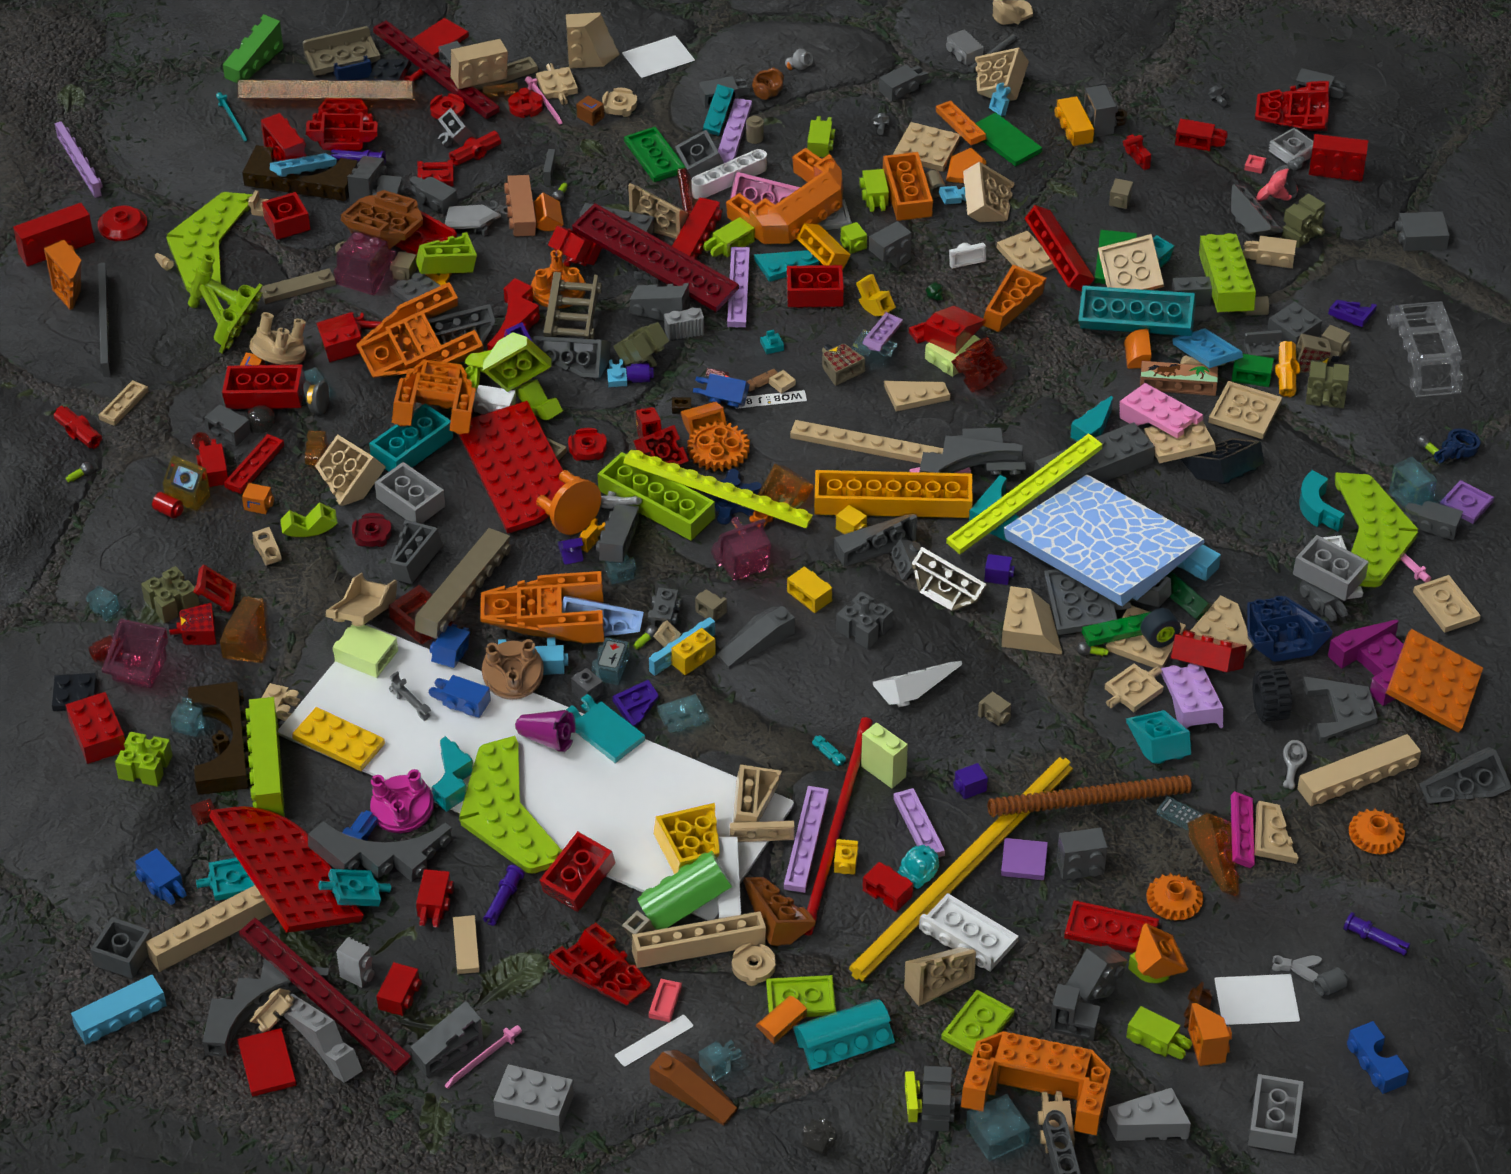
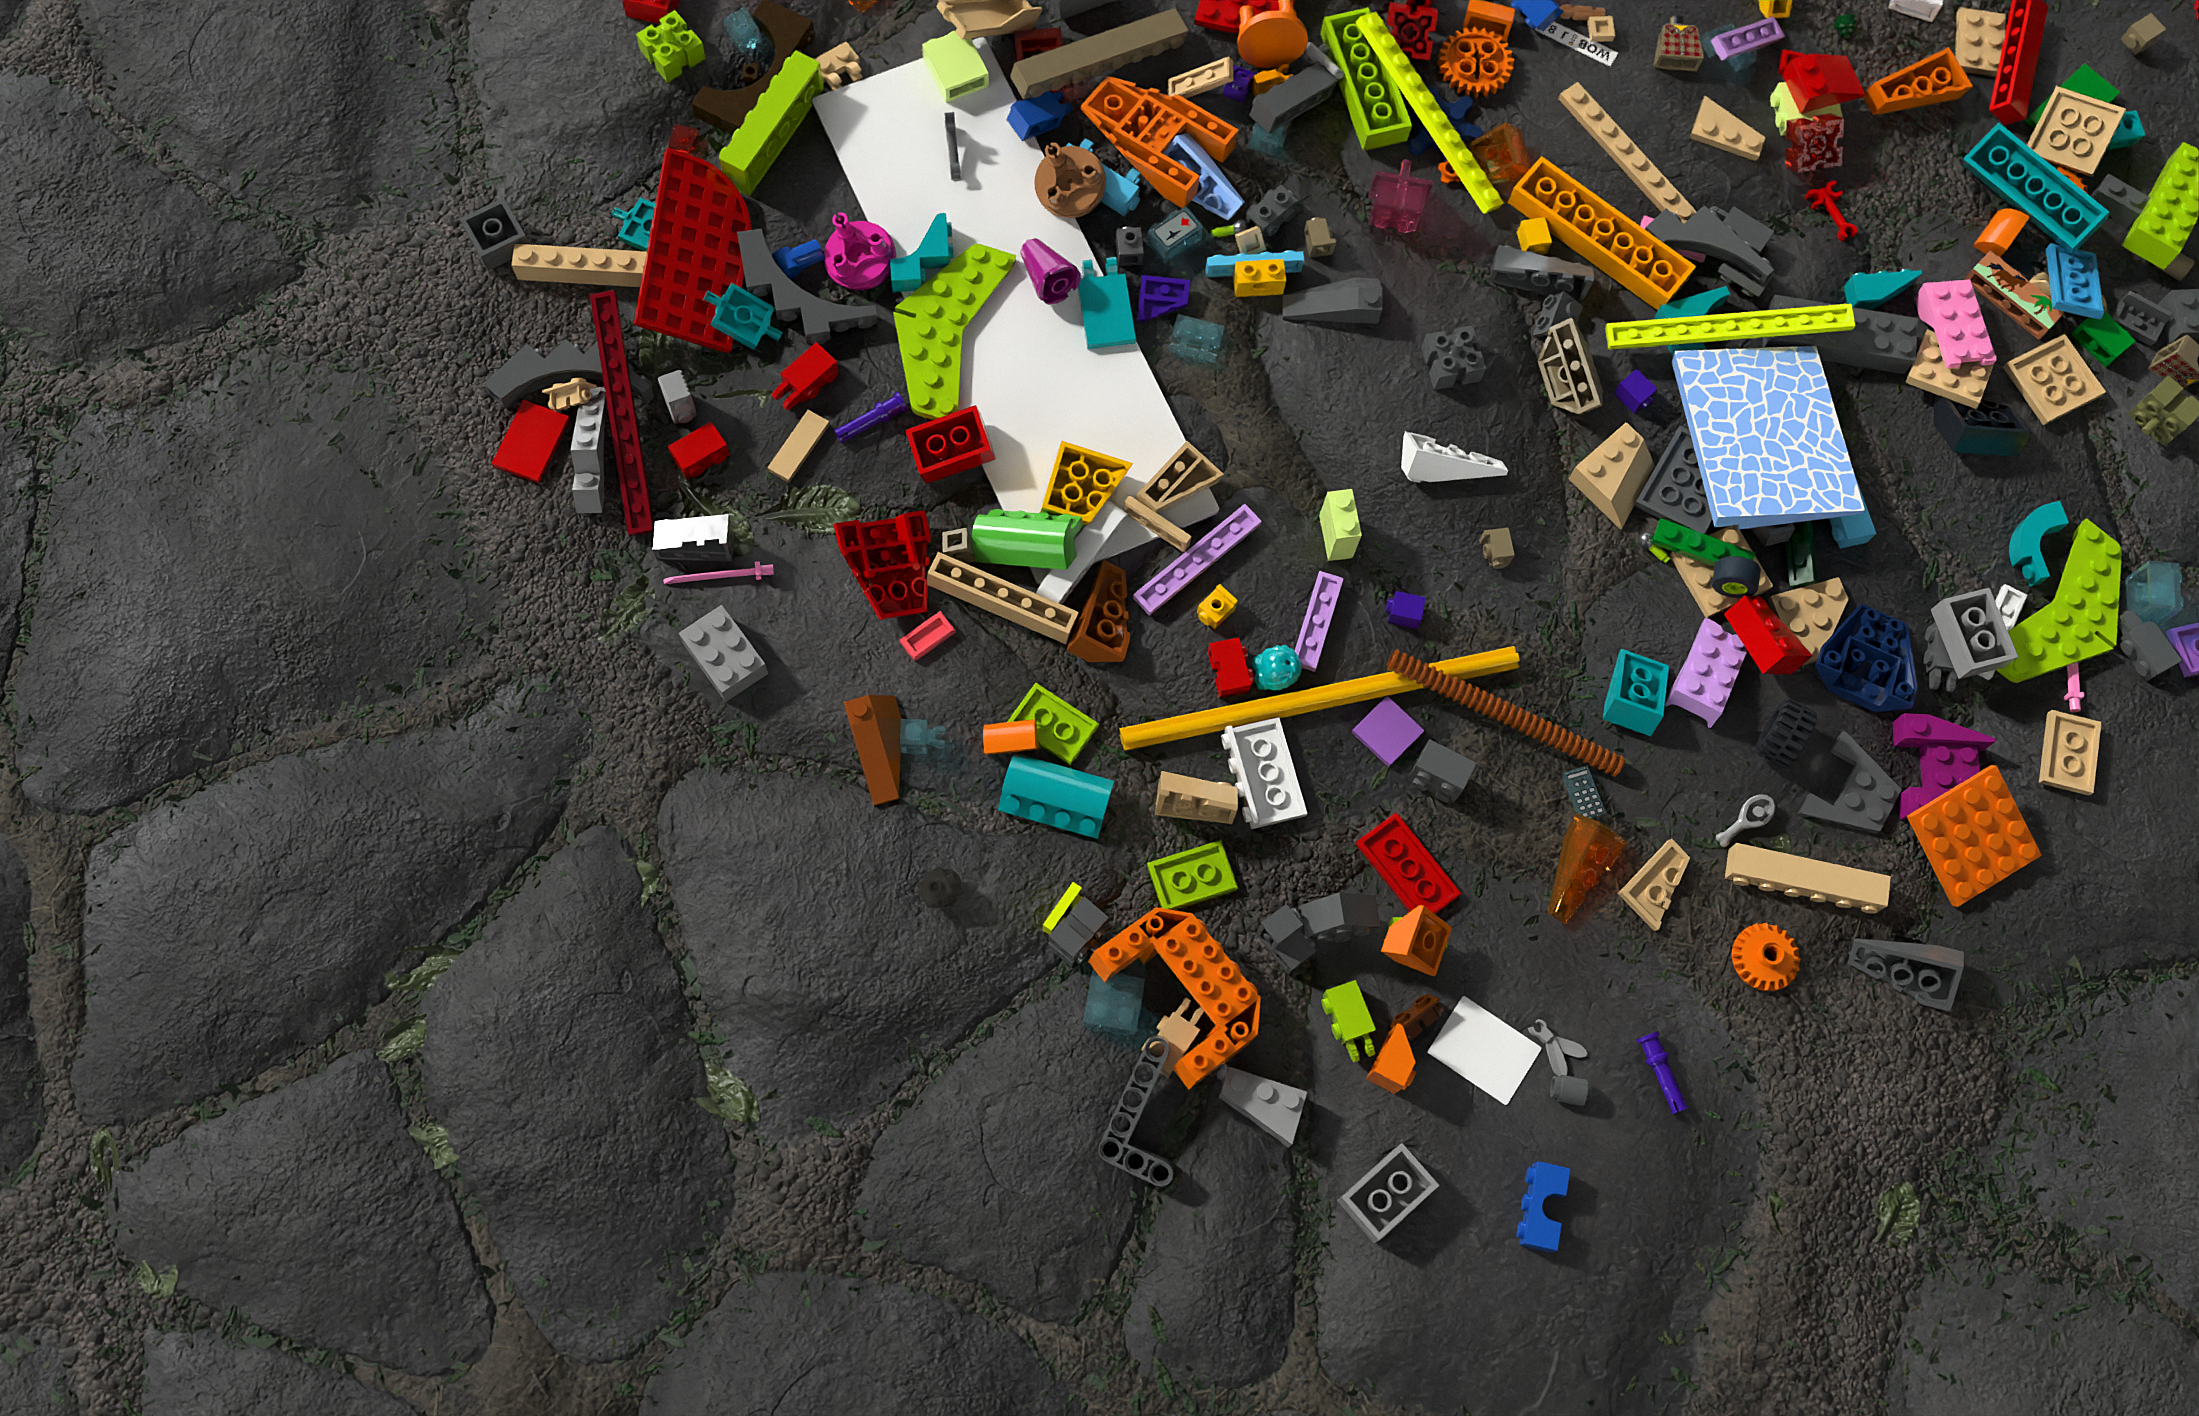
camera: 30 degrees right, 25 degrees up
(118, 1009) = (447, 295): medium azure brick -> none
(160, 876) = (589, 181): blue hinge -> none
(338, 738) = (857, 145): yellow plate -> none
(462, 695) = (1002, 177): blue hinge -> none
(547, 557) = (1202, 78): none -> tan tile
(653, 1040) = (884, 670): white sticker -> none
(753, 974) = (1026, 648): tan plate -> none
(809, 589) = (1430, 285): yellow brick -> none
(828, 750) = (1300, 478): teal axle -> none
(837, 822) = (1348, 482): red piece -> none
(1015, 393) = (1827, 197): none -> red bar
(1134, 687) = (1658, 620): tan plate -> none
(1174, 897) = (1491, 894): orange gear -> none
(1242, 830) = (1630, 857): dark pink tile -> none
(1287, 369) = (2140, 362): light orange piece -> none

